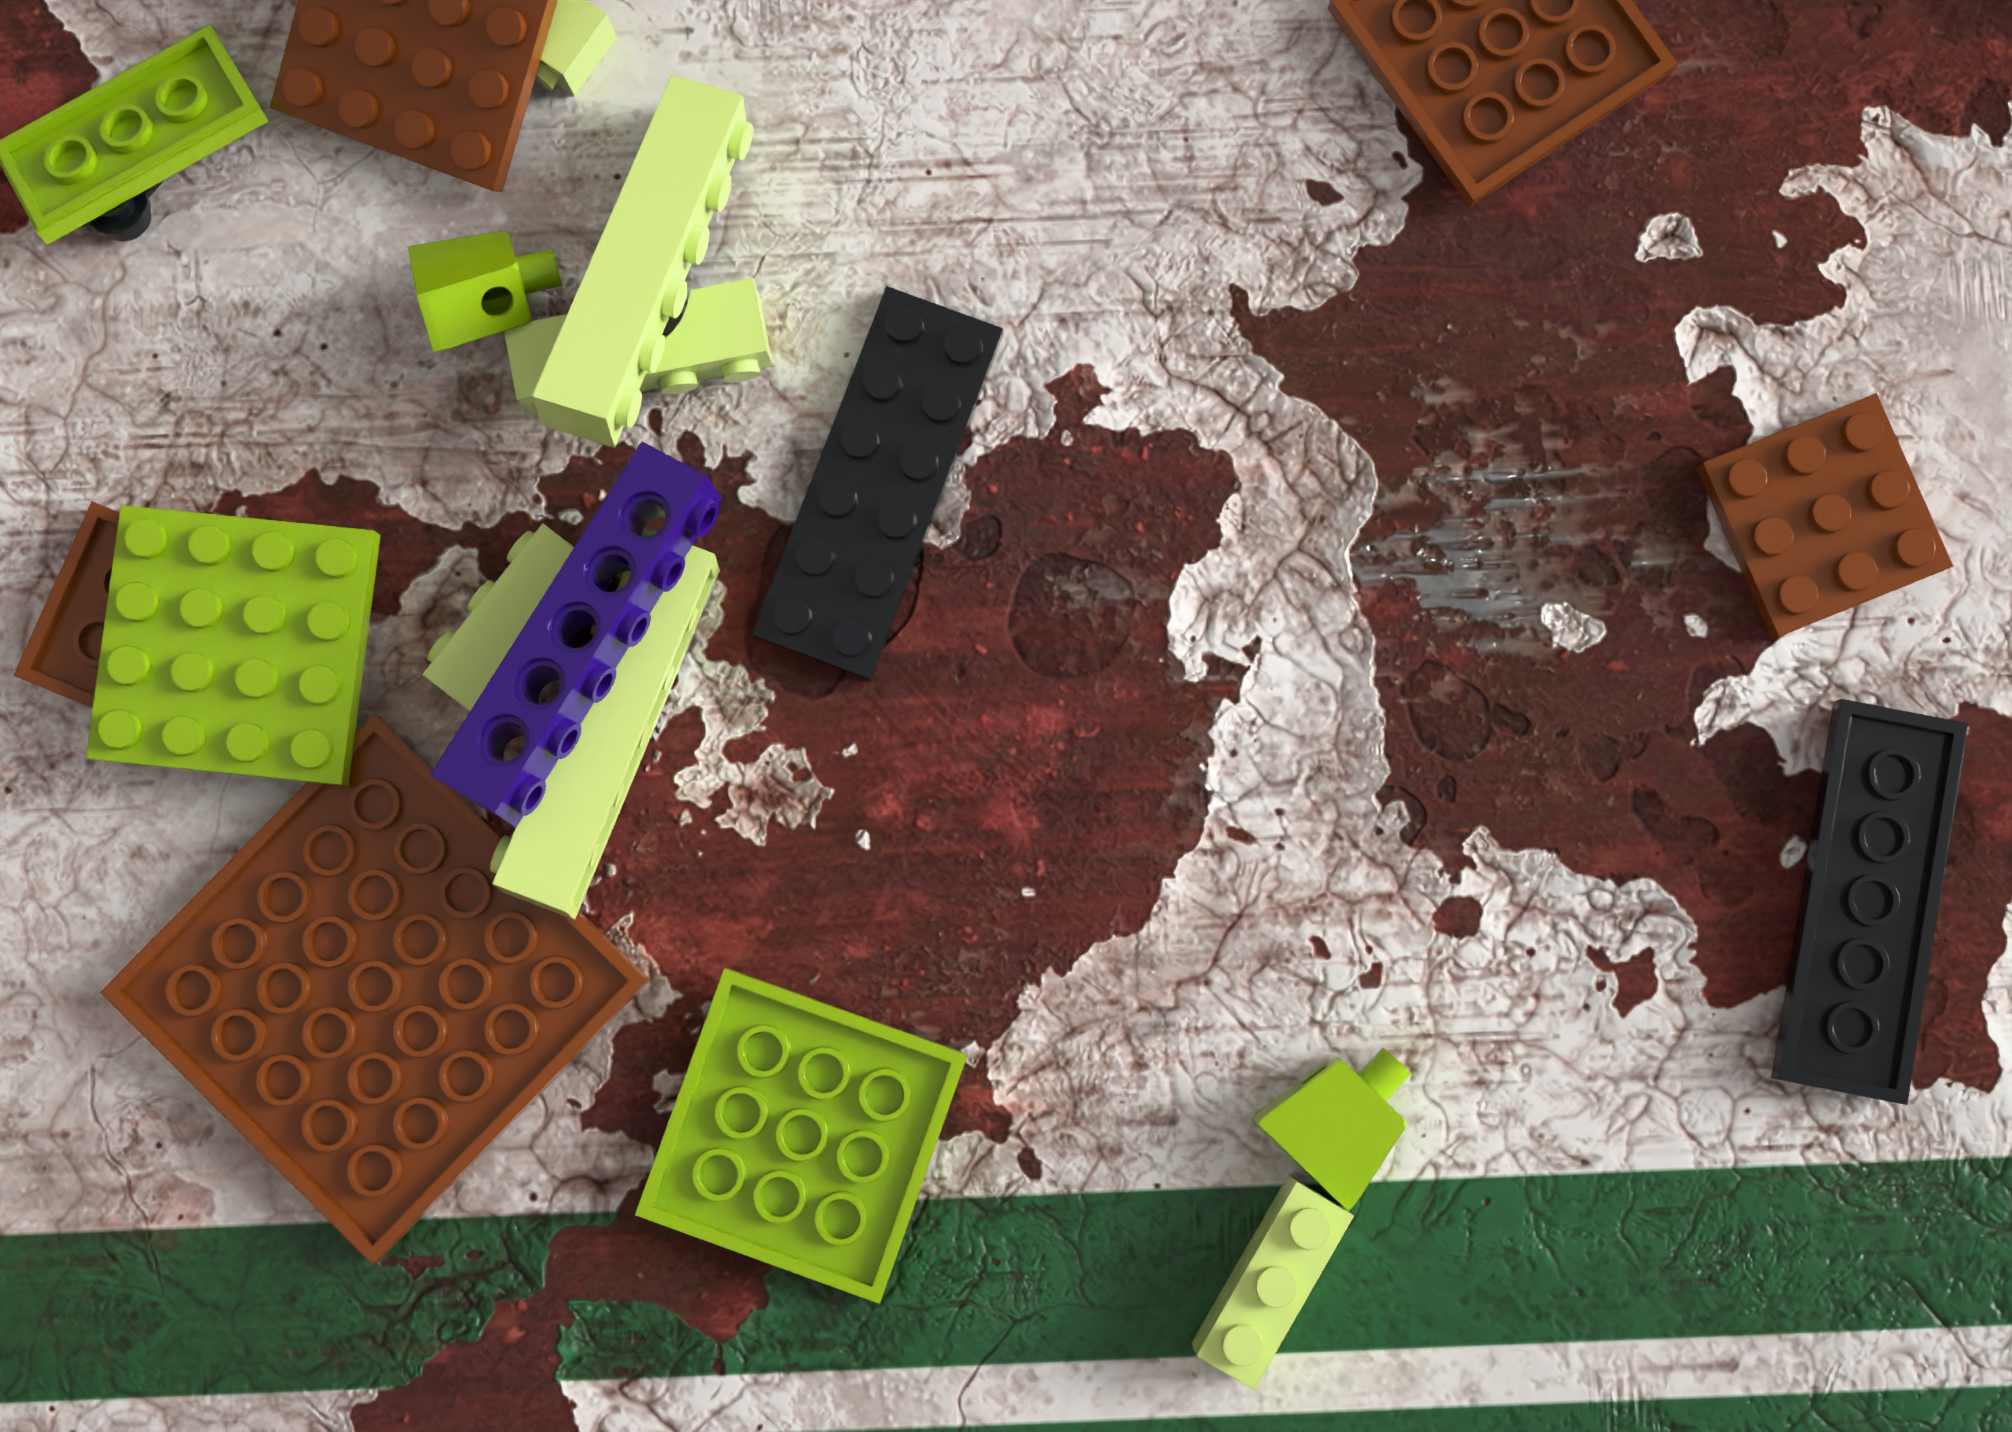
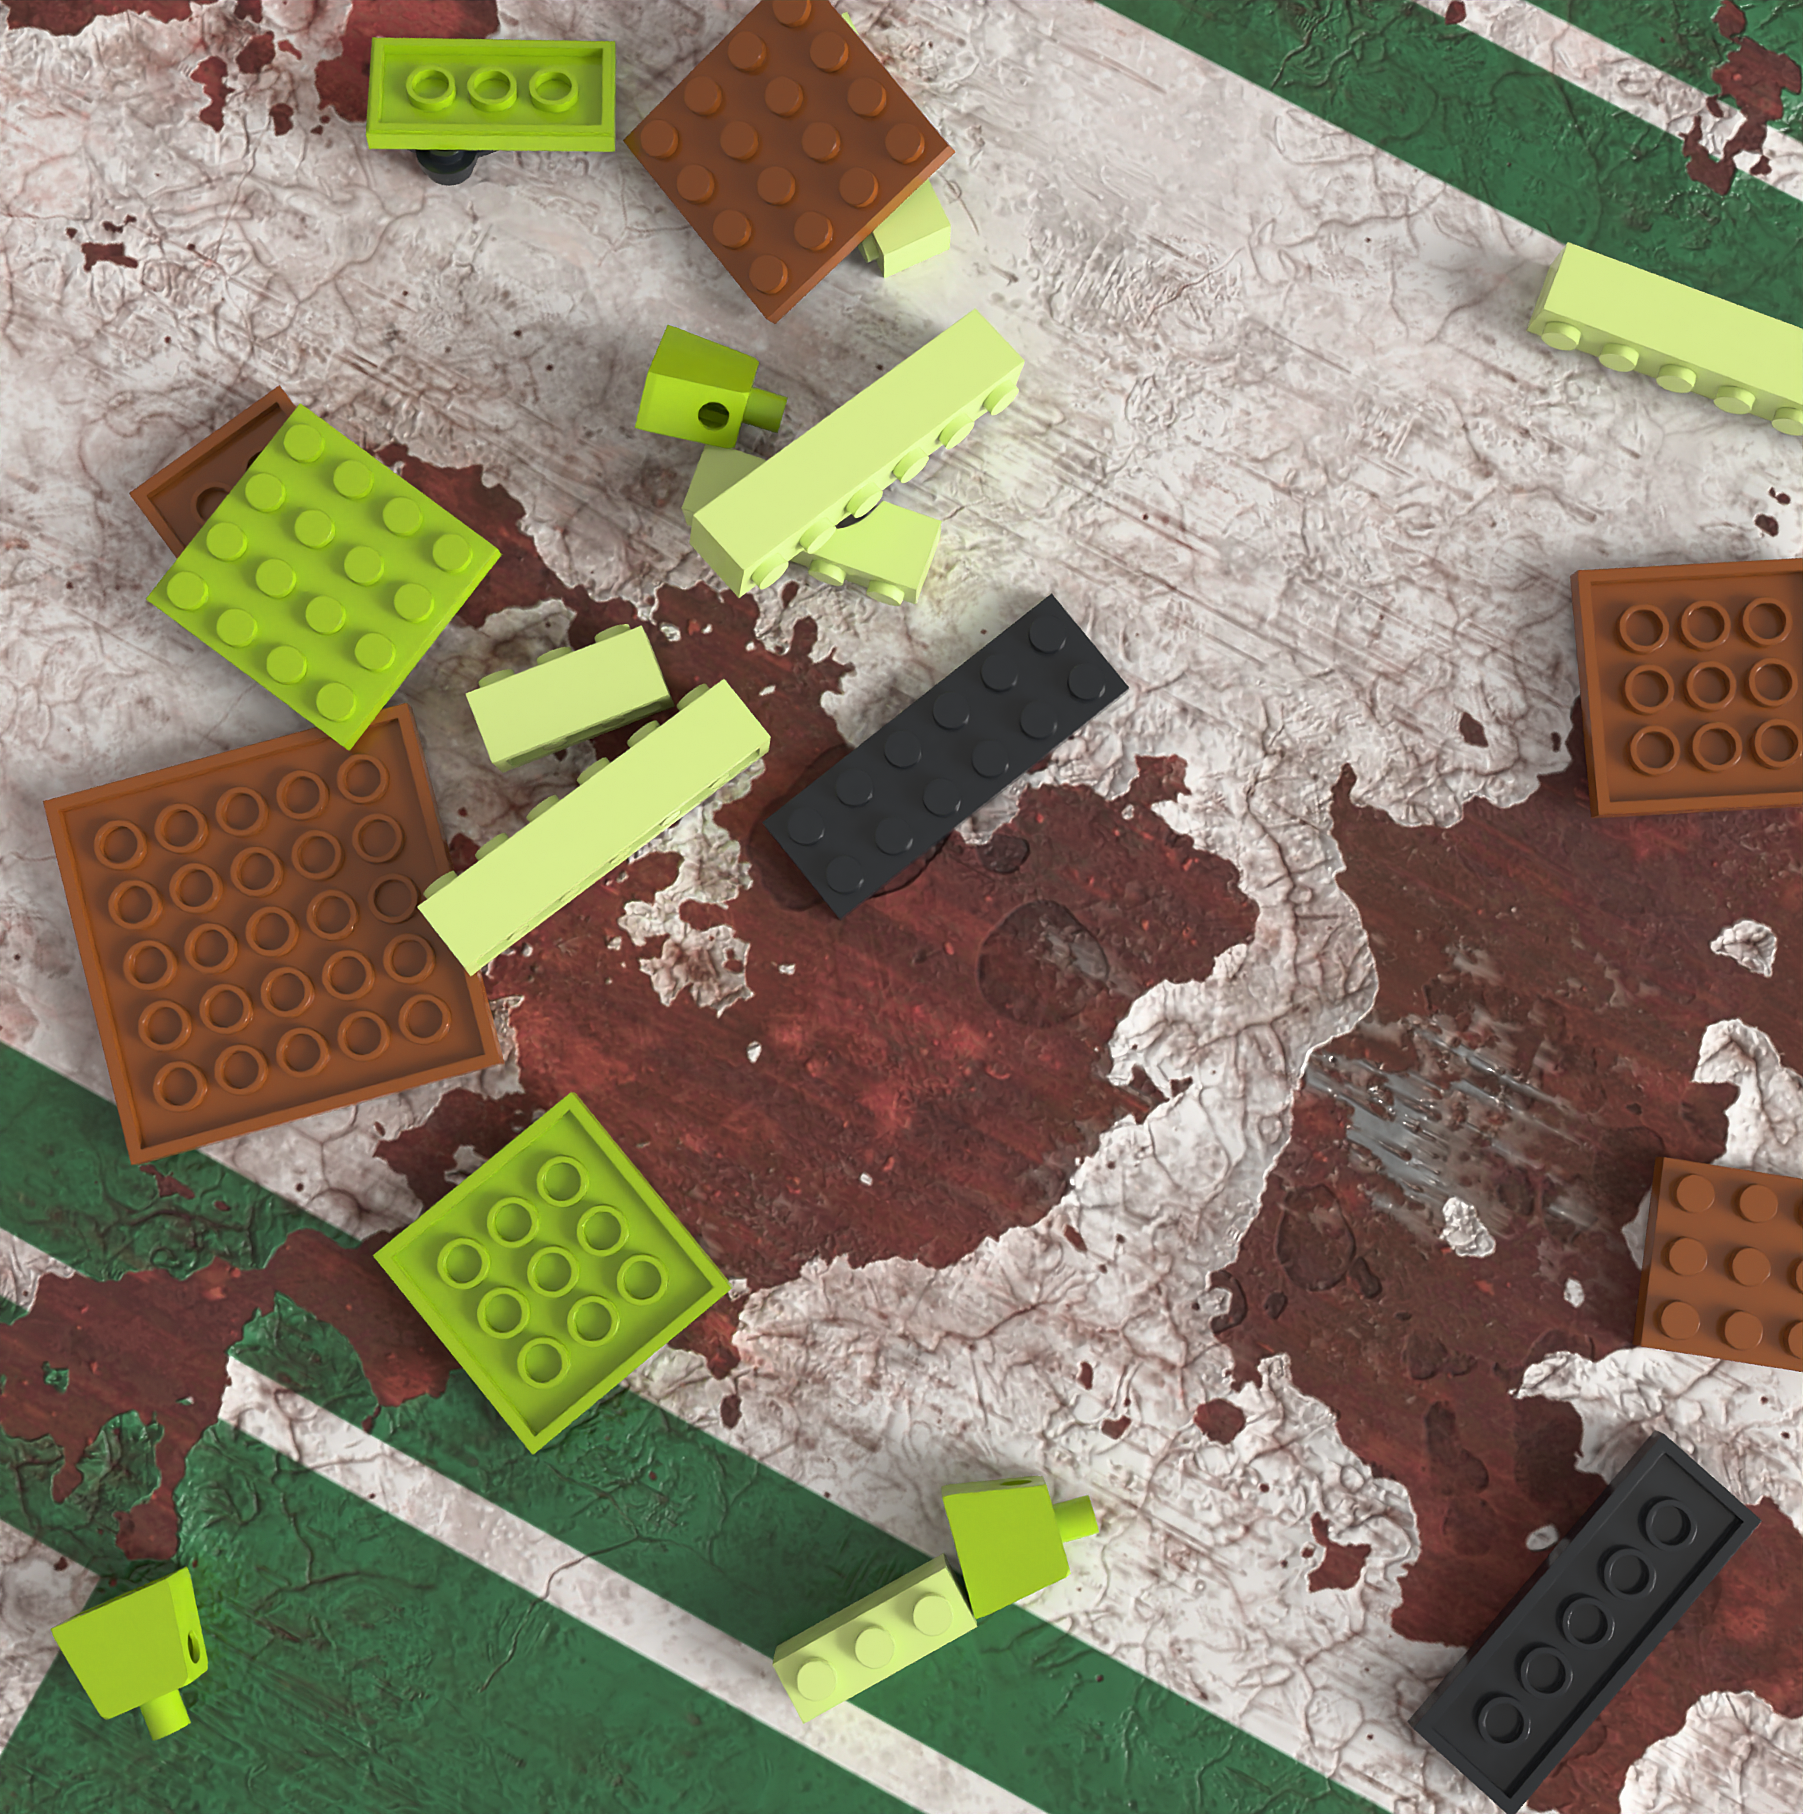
camera: 25 degrees right, 0 degrees up
(579, 598) = (630, 707): dark purple brick -> none

